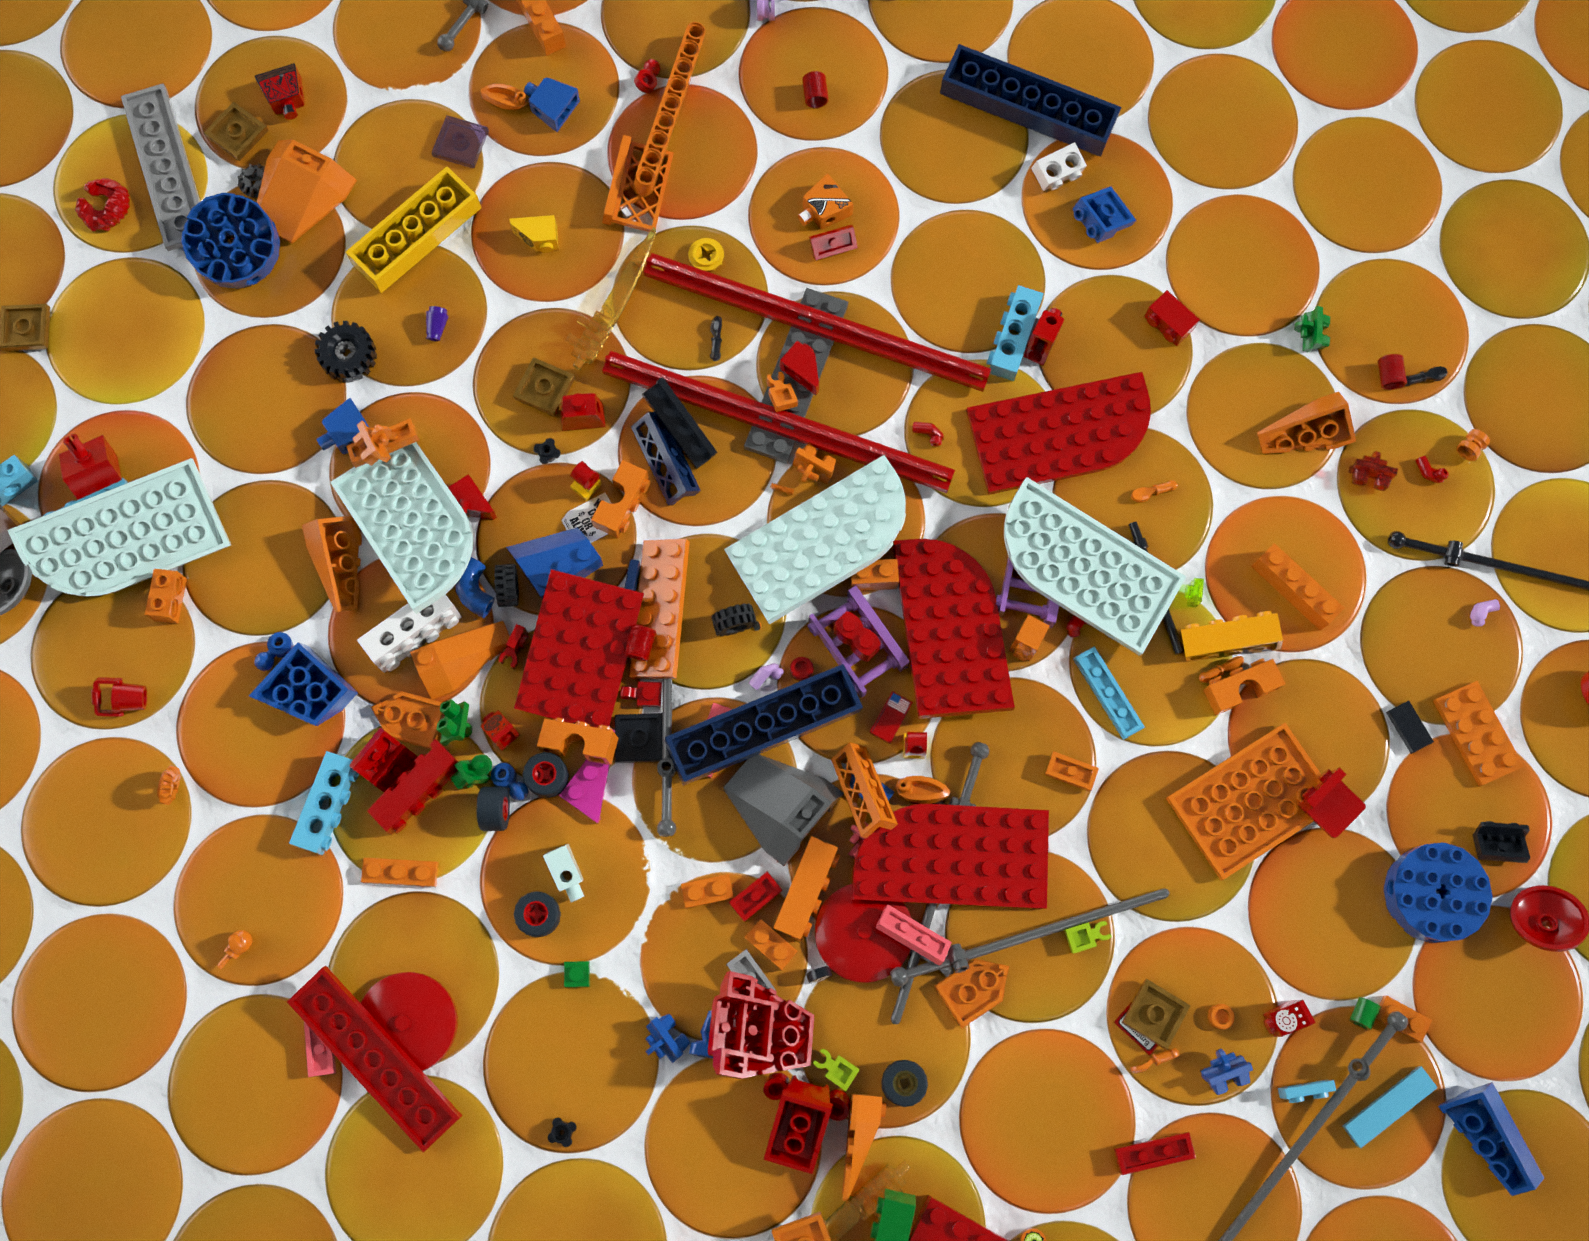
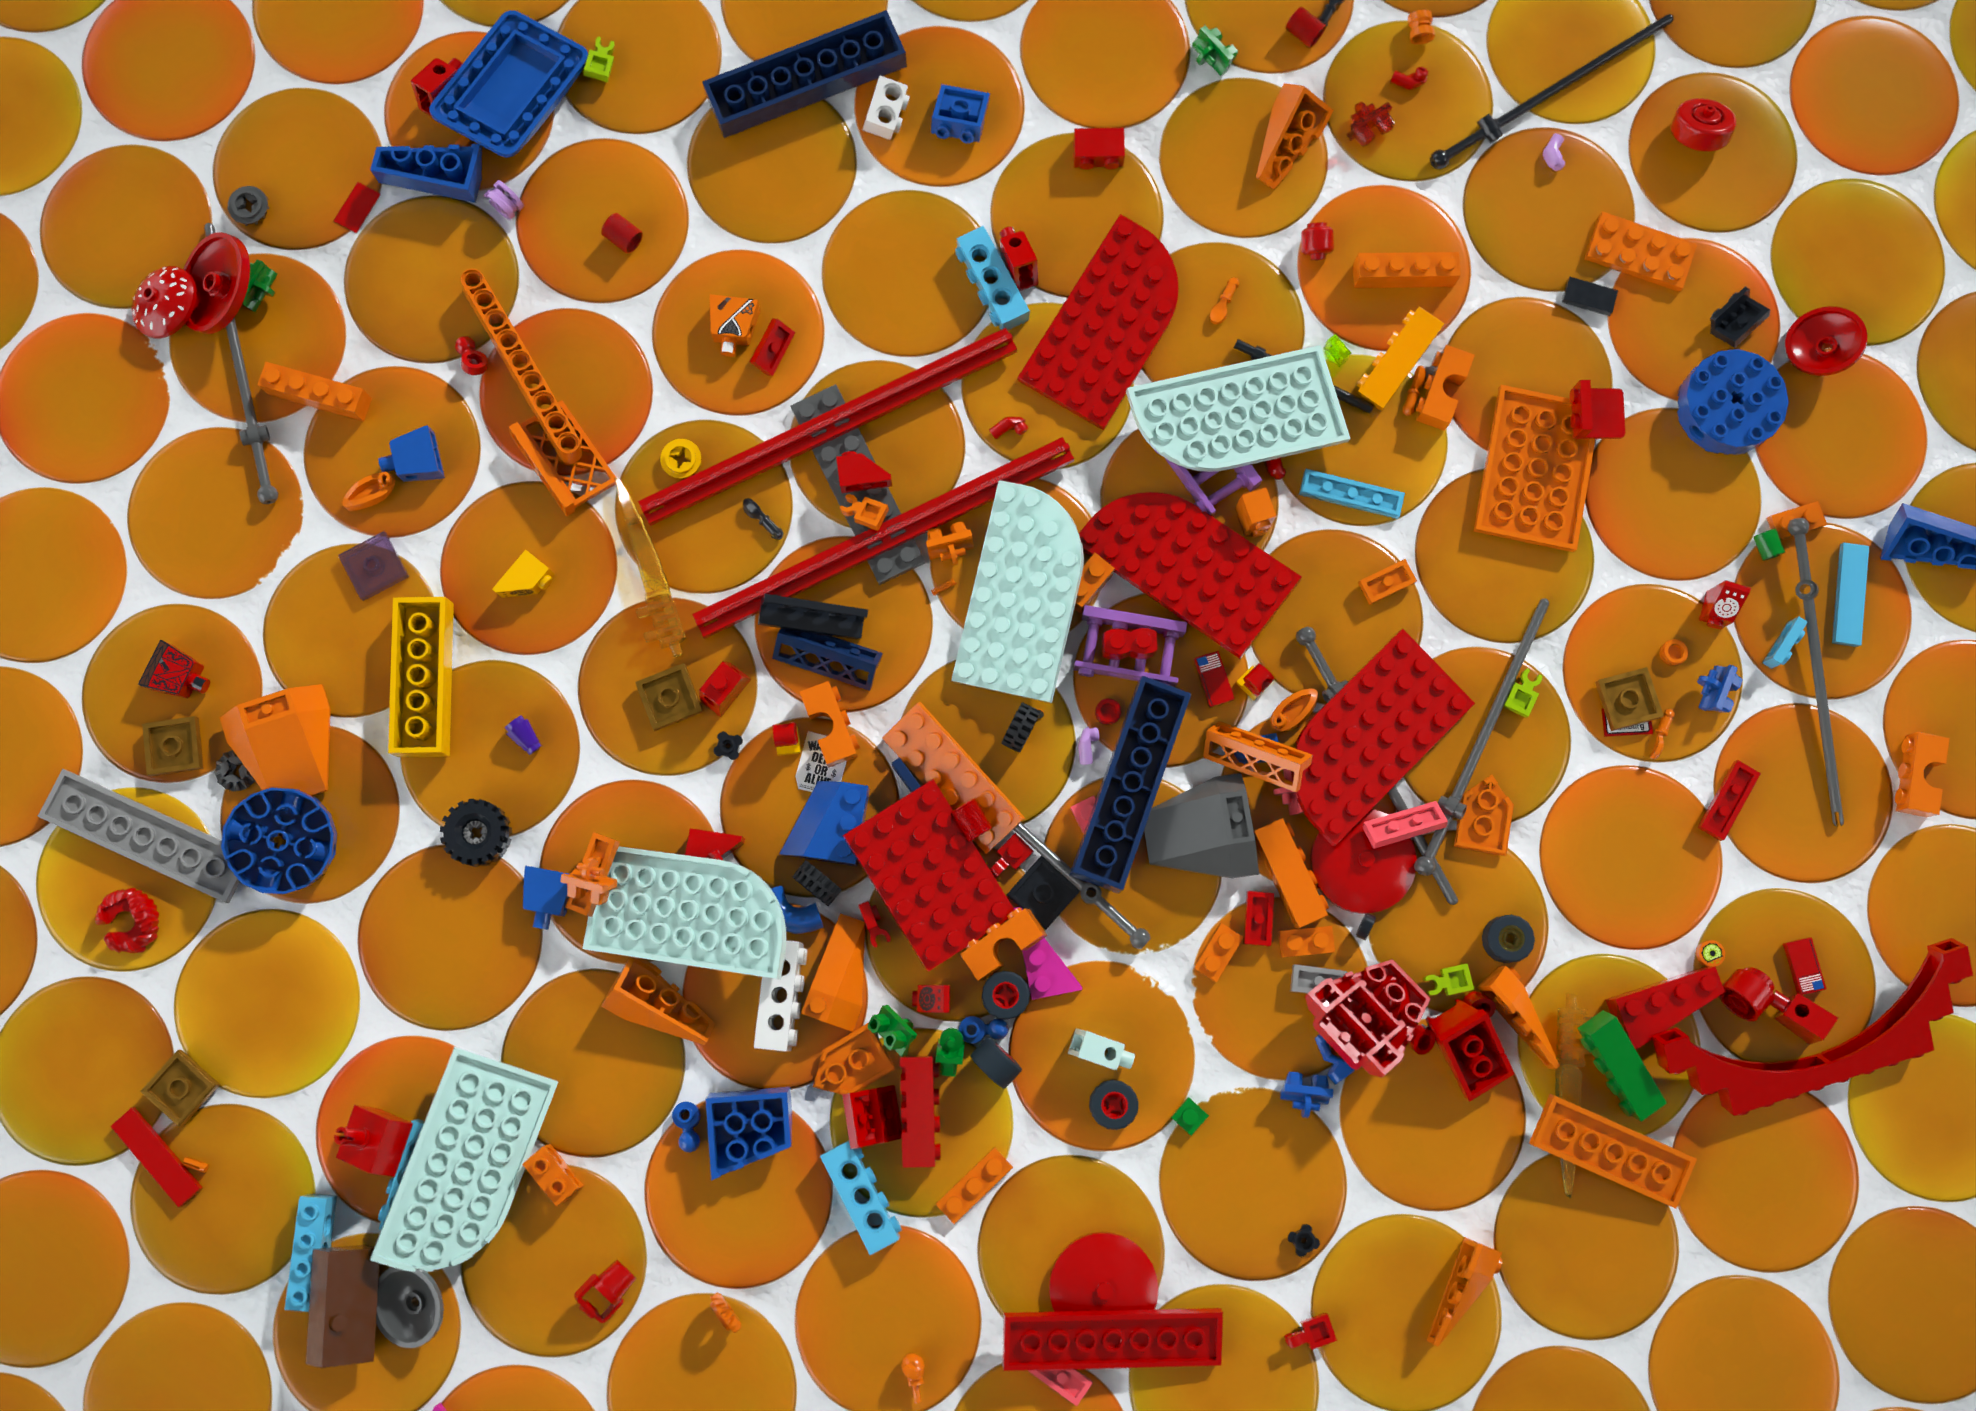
camera: 45 degrees left, 5 degrees up
(505, 1199) = (1316, 1332): none -> red plate
(1256, 511) = (1317, 240): none -> red head

